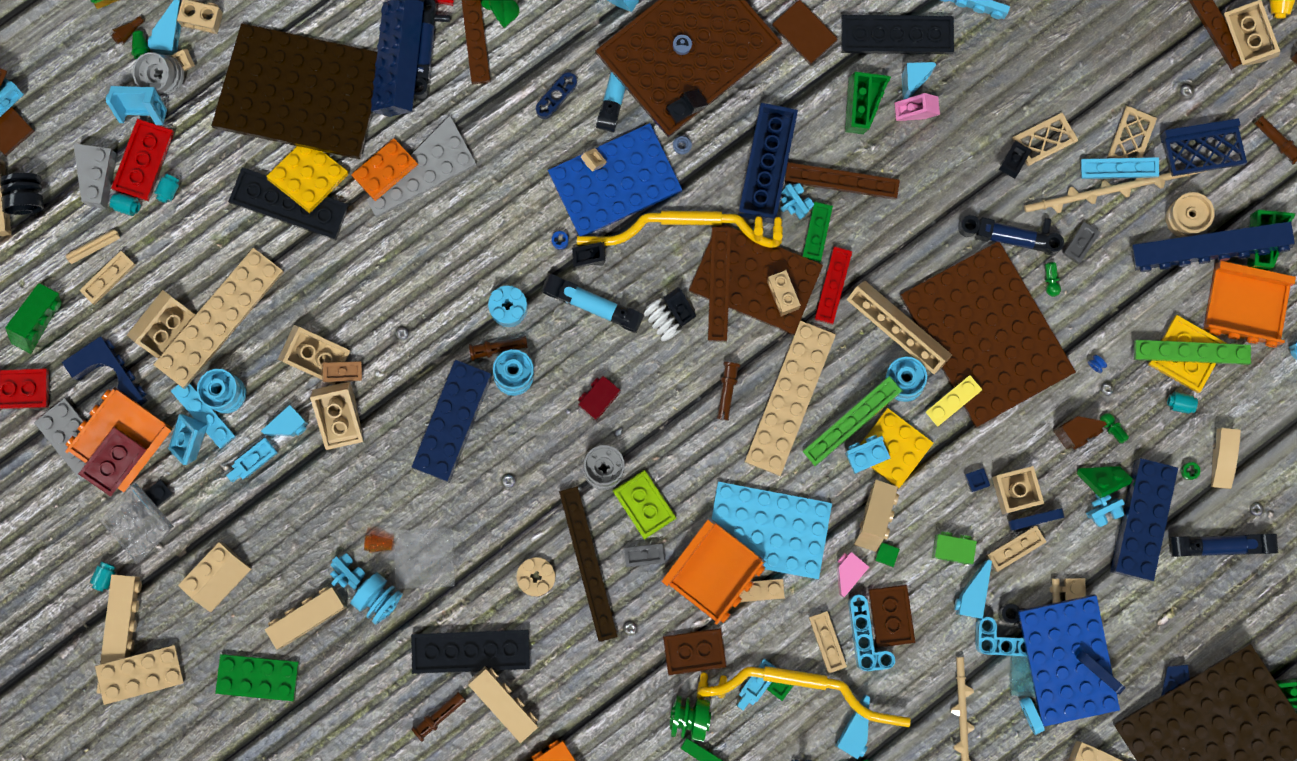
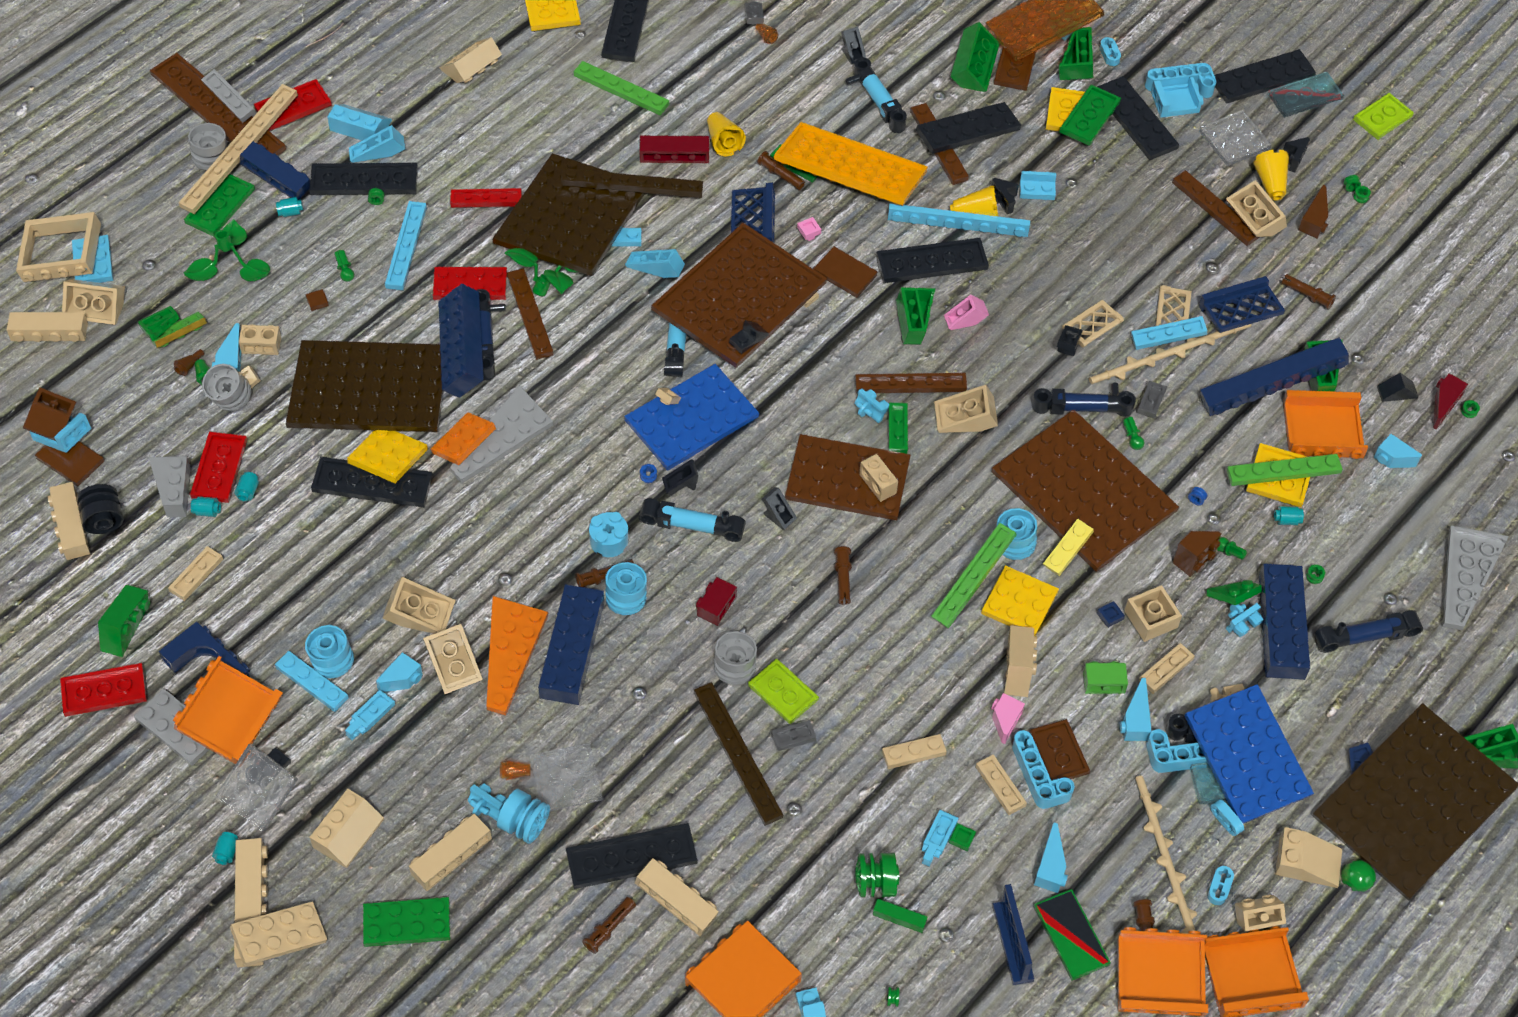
camera: 10 degrees left, 25 degrees down
(92, 246) = (176, 549): tan axle -> none
(112, 461) = (223, 731): dark red plate -> none
(136, 101) = (208, 414): medium azure panel -> none
(160, 324) = (258, 606): tan slope -> none
(187, 439) = (299, 702): medium azure slope -> none
(218, 318) = (315, 591): tan plate -> none
(341, 371) = (450, 616): medium nougat plate -> none
(397, 405) = (512, 642): none -> orange wing
(525, 581) = (688, 764): tan plate -> none
(551, 109) = (620, 362): dark blue beam -> none
(661, 320) = (763, 524): white piece -> none
(682, 44) = (732, 289): sand blue tile -> none
(682, 139) = (750, 372): sand blue plate -> none
(693, 218) = (782, 433): yellow piece -> none
(694, 651) = (866, 818): reddish brown tile -> none
(714, 571) = (868, 734): orange panel -> none
(719, 284) = (814, 482): reddish brown plate -> none
(767, 162) = (836, 377): dark blue brick -> none
(776, 526) = (914, 694): medium azure plate -> none
(790, 398) = (906, 575): tan plate -> none
(797, 679) = (982, 818): yellow piece -> none
(833, 285) = (925, 470): red plate -> none
(867, 454) = (995, 603): medium azure bracket -> none
(887, 554) = (1039, 696): green tile -> none
(890, 225) = (966, 411): none -> tan slope
(899, 327) = (997, 490): tan brick -> none
(914, 76) = (958, 285): medium azure slope -> none
(1036, 519) = (1181, 636): dark blue beam -> none
(1100, 672) = (1283, 752): dark blue beam -> none
(1189, 215) = (1245, 355): tan wheel -> none
(1225, 457) = (1345, 555): tan slope -> none

